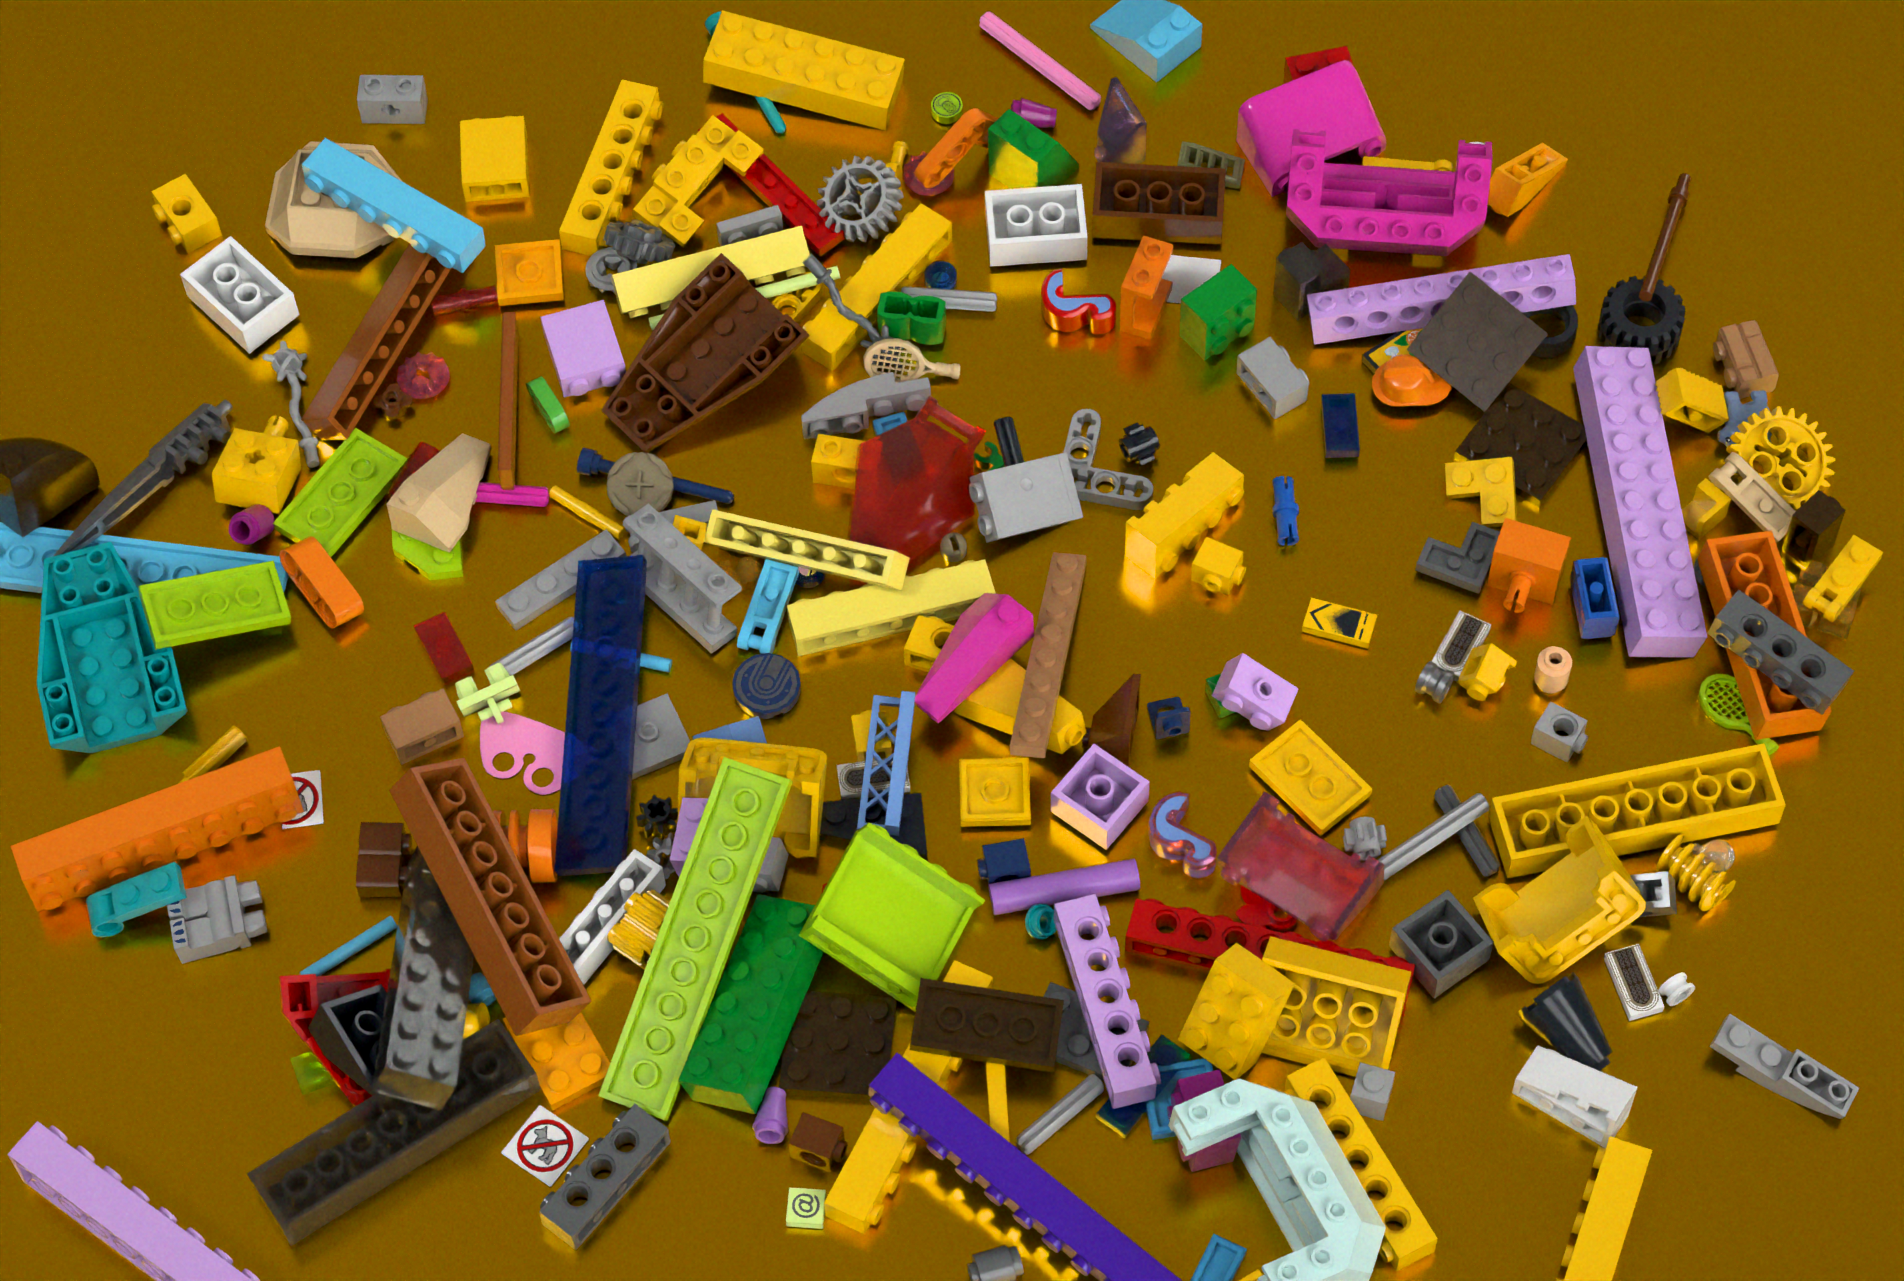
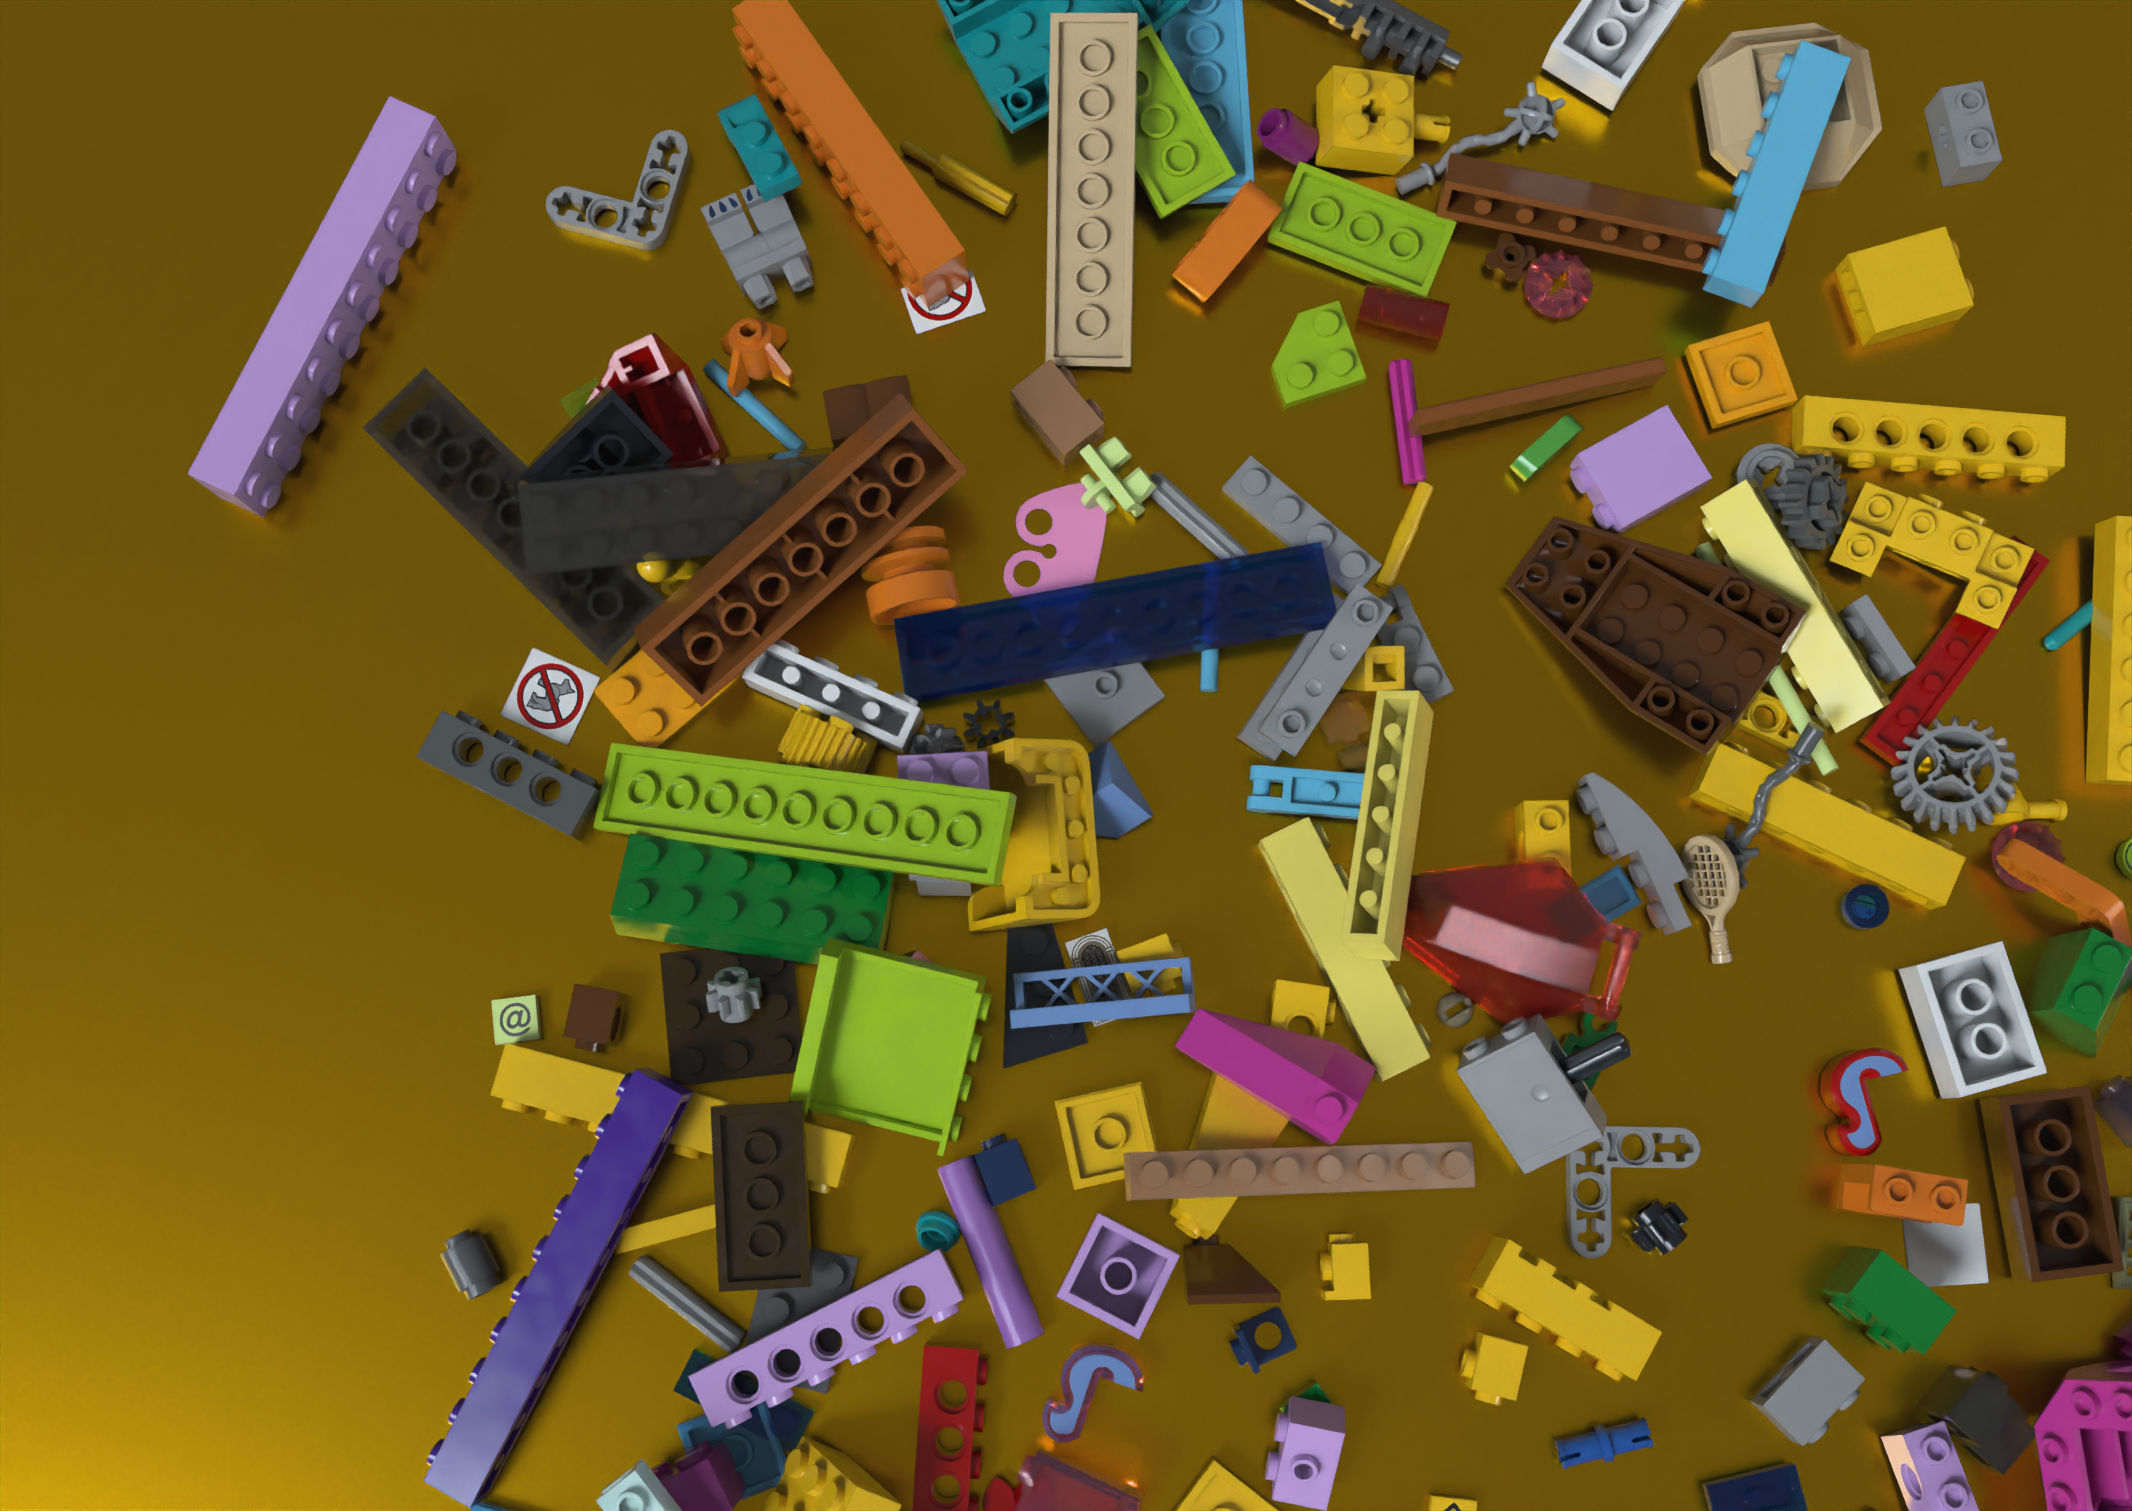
camera: 80 degrees right, 20 degrees up
(155, 1015) = (630, 214): none -> light grey beam
(256, 656) = (1091, 188): none -> tan plate
(307, 931) = (755, 353): none -> orange brick
(438, 497) = (1377, 349): tan wedge -> none
(443, 647) = (1176, 410): clear red plate -> none
(464, 300) = (1679, 305): clear red pin -> none
(592, 463) = (1475, 522): dark blue piece -> none
(639, 481) = (1453, 591): dark tan tile -> none
(766, 685) = (1203, 815): tile -> none
(771, 1119) = (621, 954): medium lavender cone -> none
(826, 1023) = (733, 994): none -> light grey gear
(912, 318) = (1783, 893): green brick -> none
(958, 298) = (1832, 925): light grey axle -> none
(1127, 648) = (1345, 1268): none -> yellow brick

